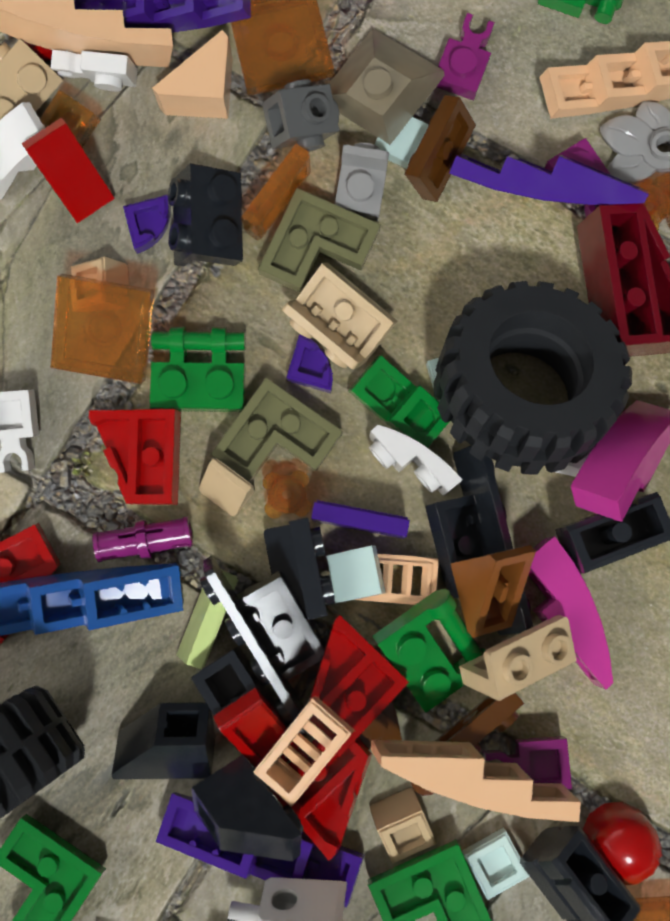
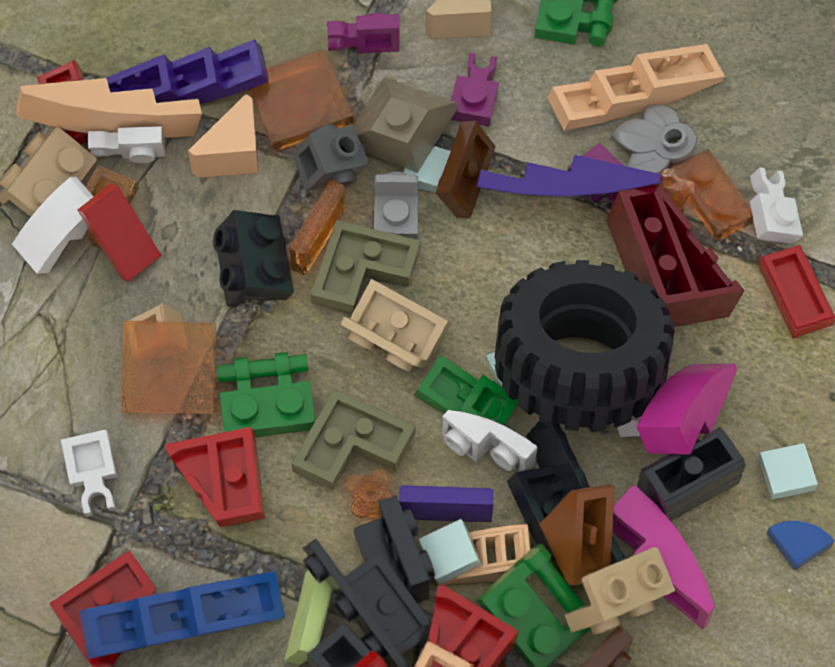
camera: 10 degrees left, 20 degrees down
(142, 539) = (236, 554): magenta pin -> none
(147, 221) = (195, 271): dark purple tile -> none
(225, 487) = (310, 494): tan slope -> none
(310, 366) = (374, 378): dark purple tile -> none

